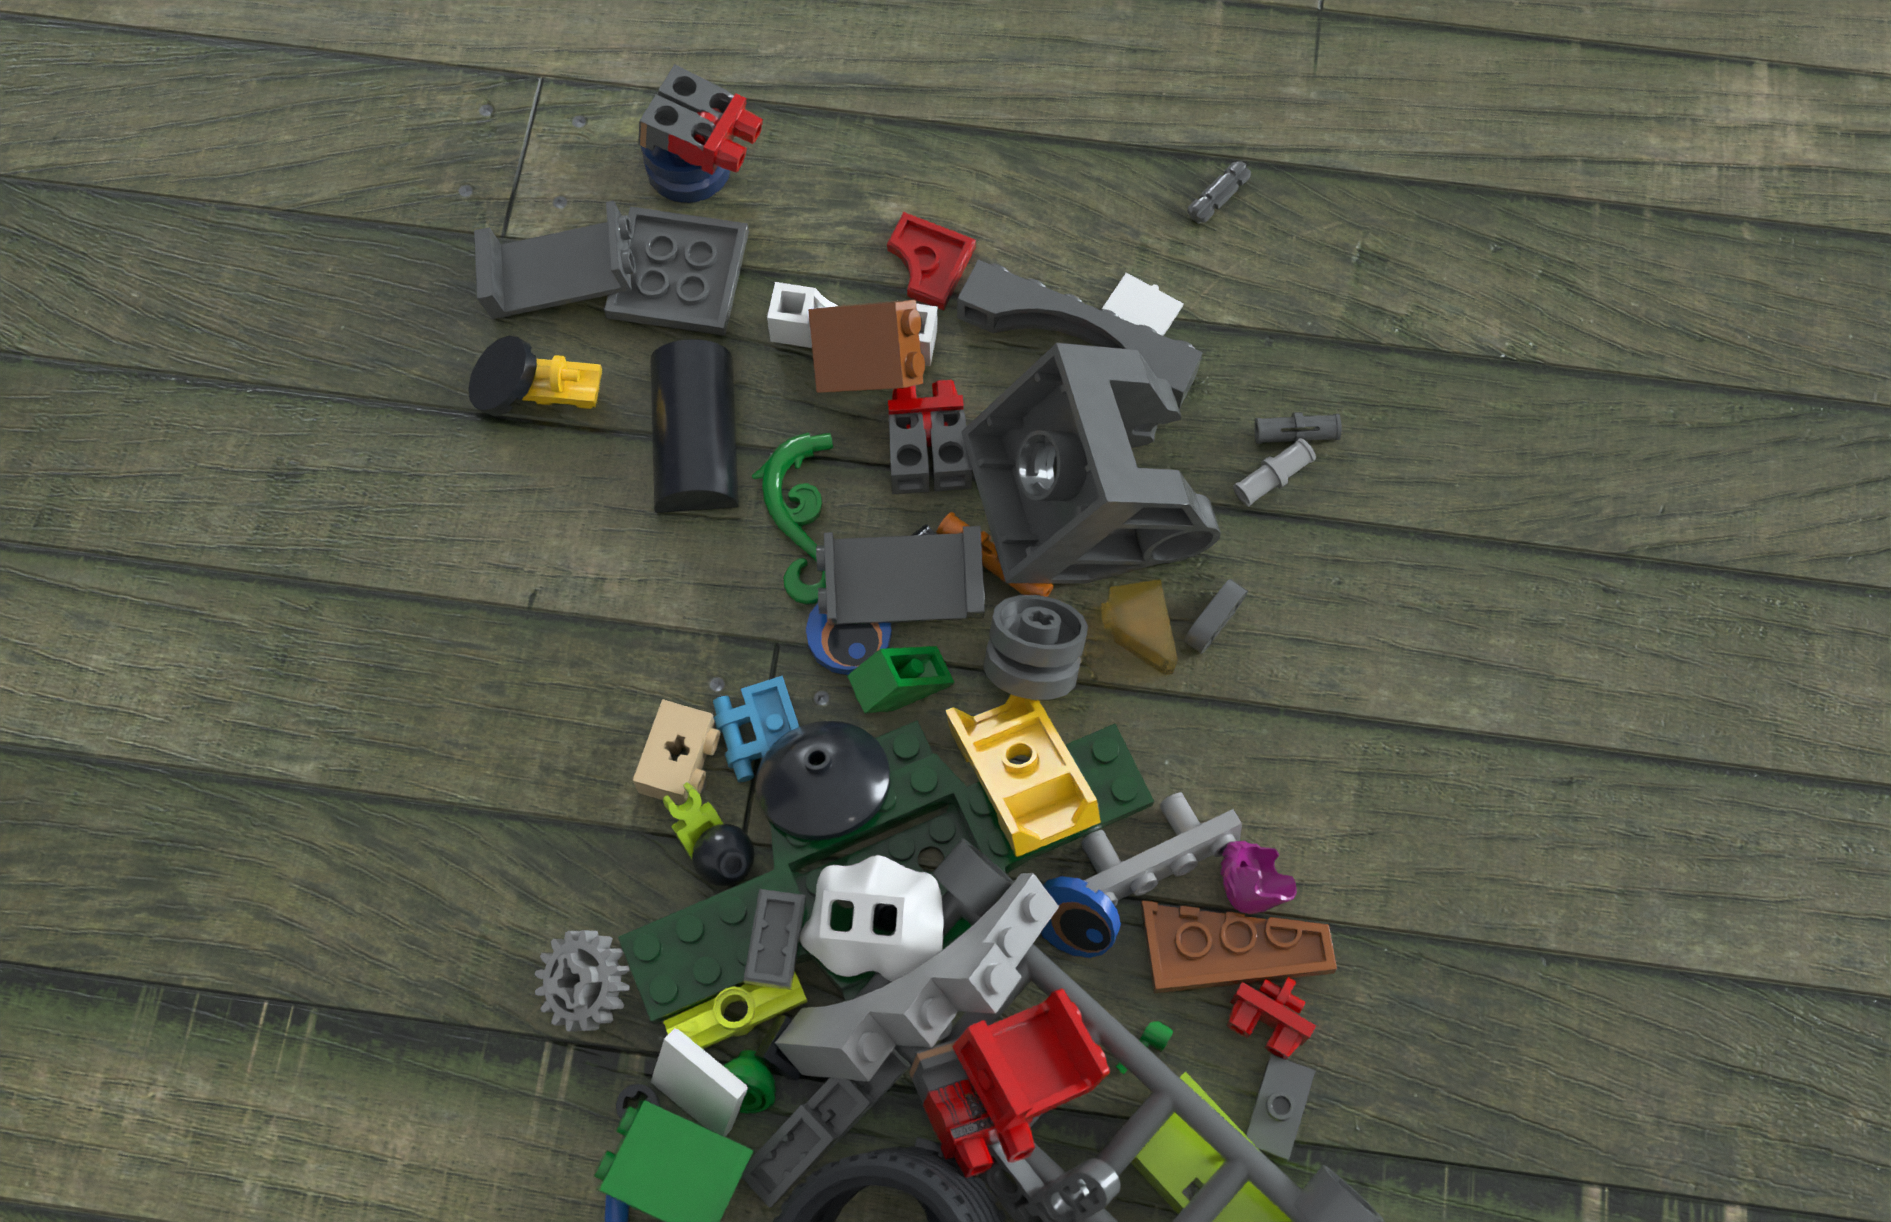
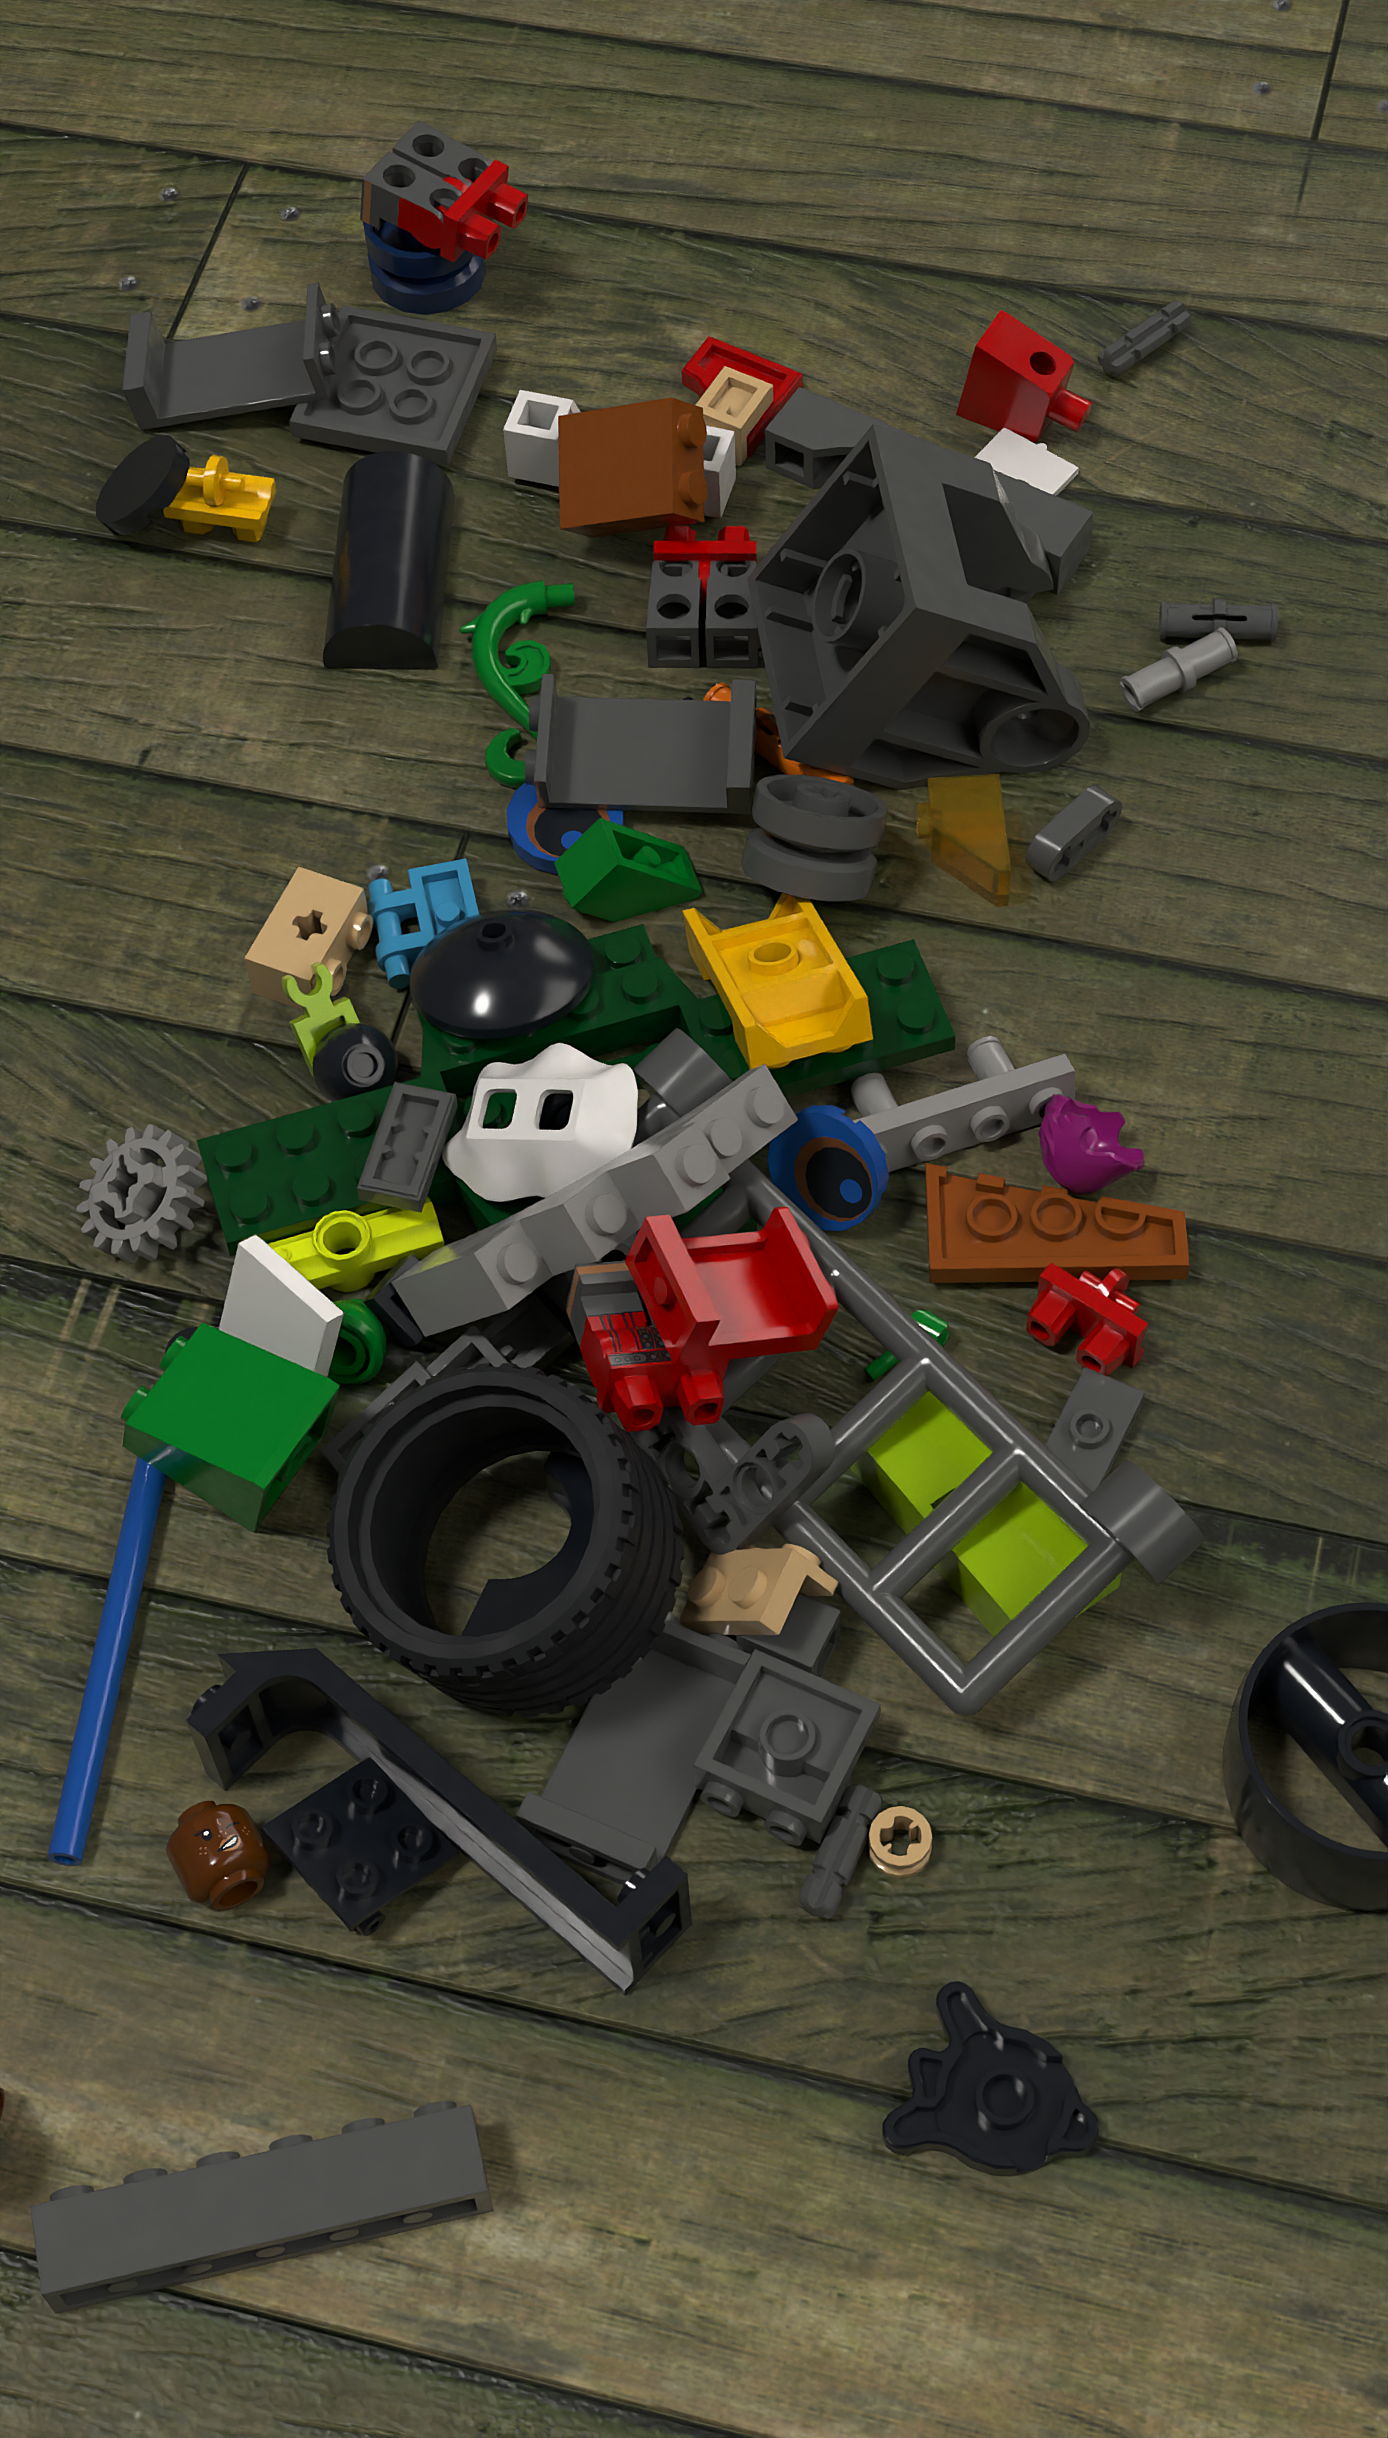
camera: 10 degrees right, 10 degrees down
(930, 278) = (736, 404): none -> tan bracket
(1138, 243) = (1020, 382): none -> red torso

